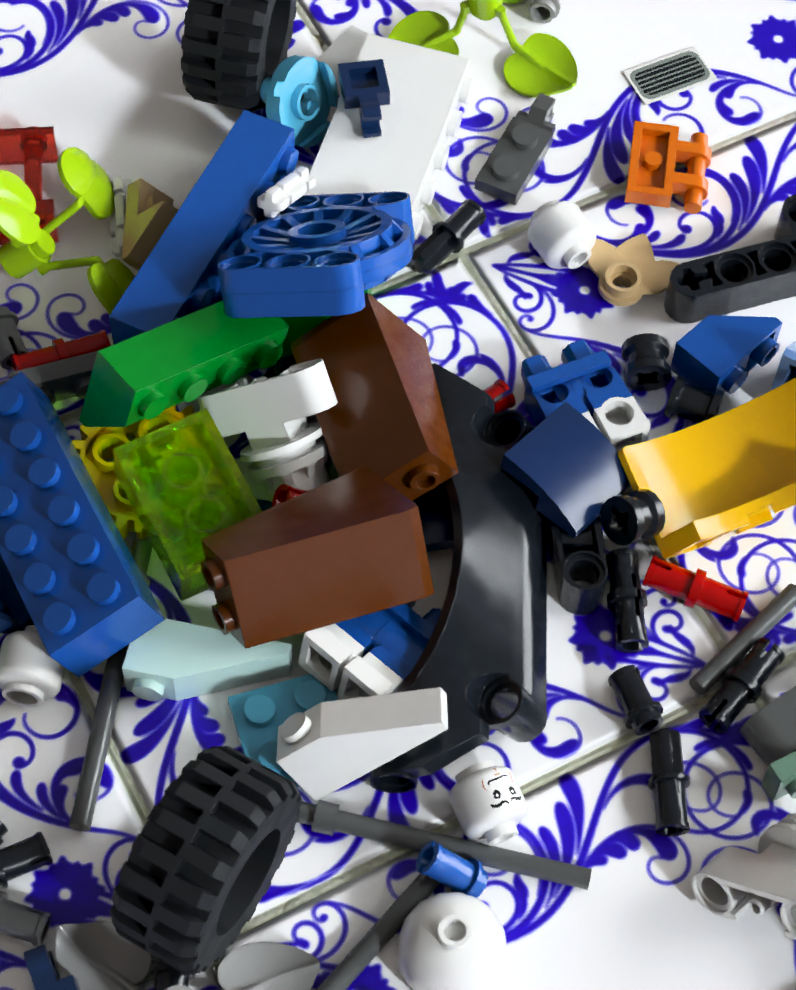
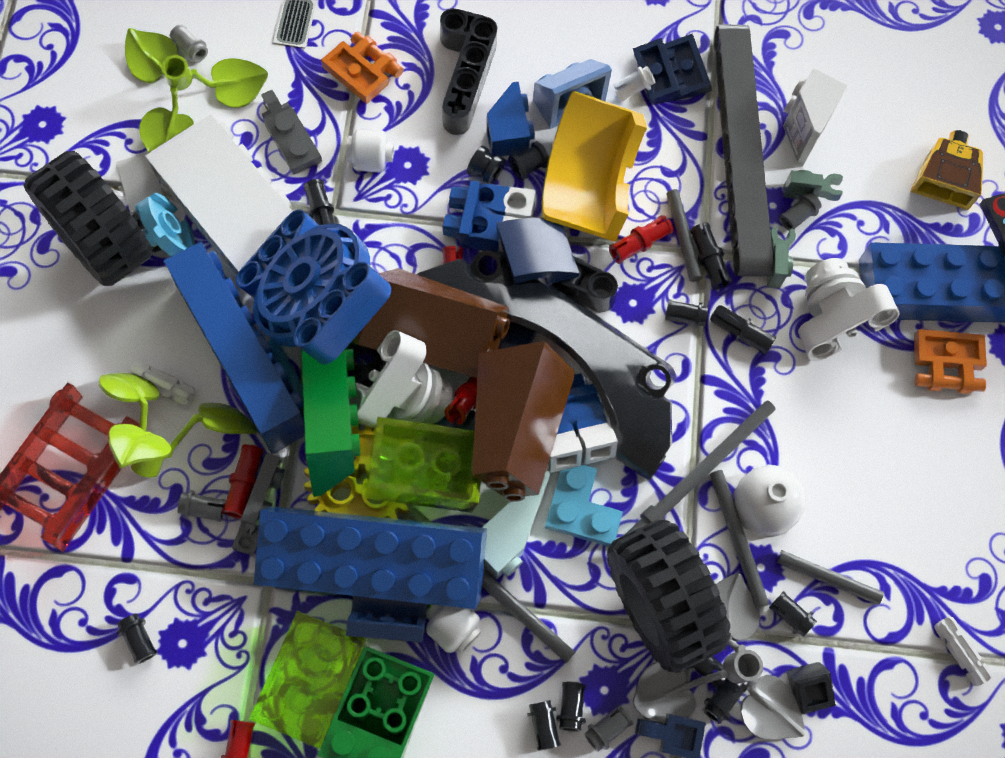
camera: 60 degrees left, 10 degrees up
(146, 219) = (190, 371): tan slope -> none
(286, 192) = (241, 276): white axle -> none
(356, 735) = (632, 466): white slope -> none
(367, 88) = (193, 183): dark blue plate -> none
(452, 870) = (732, 469): blue pin -> none
(488, 802) = (702, 426): white head -> none
(627, 600) = (626, 277): black pin -> none
(629, 266) = (411, 131): tan plate -> none
(632, 517) = (580, 232): black wheel -> none

